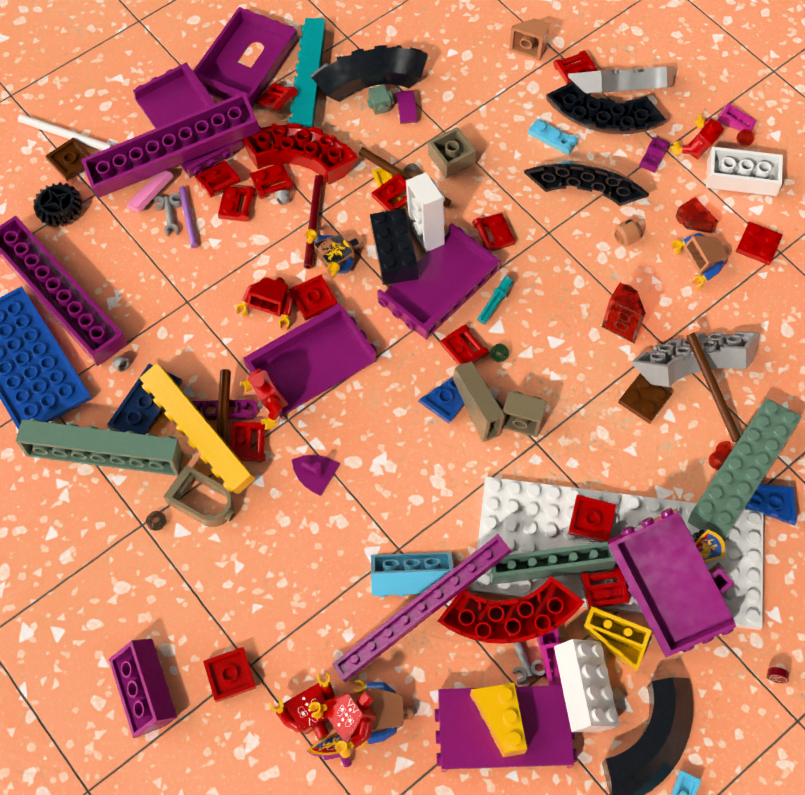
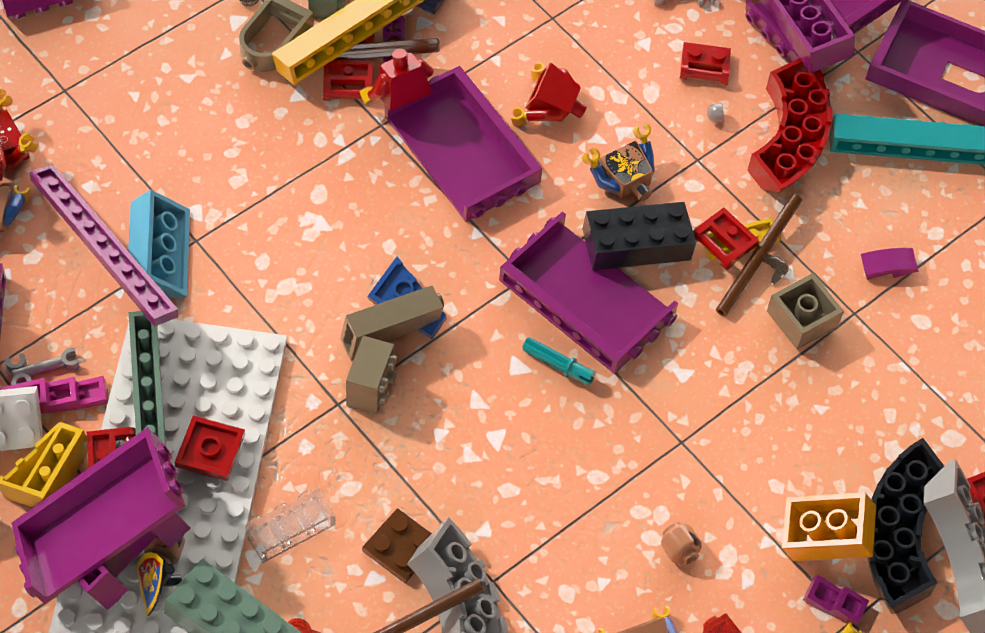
camera: 85 degrees right, 5 degrees down
(188, 217) = (680, 13): medium lavender bar -> none
(215, 175) = (744, 35): red plate -> none
(229, 674) = (52, 66): red plate -> none
(271, 176) = (749, 97): red plate -> none
(273, 99) = (879, 97): red plate -> none
(313, 220) = (688, 149): dark red piece -> none
(313, 297) = (557, 146): red plate -> none
(315, 472) = (306, 153): magenta shield -> none
(370, 68) = (928, 187): black brick -> none
(380, 99) = (896, 227): sand green brick -> none
(426, 211) = (678, 254): white brick -> none
(459, 350) = (477, 314): red plate -> none
(499, 231) = (677, 374): red plate -> none
(499, 348) = (477, 357): clear green plate -> none
(511, 619) = (83, 342): red brick -> none
(552, 136) = (857, 455): medium azure plate -> none
(587, 177) = (765, 485): black brick -> none
(617, 144) = (829, 526): none -> light orange brick
(624, 313) = (526, 507): clear red slope -> none
(641, 466) = (290, 524): none -> clear brick

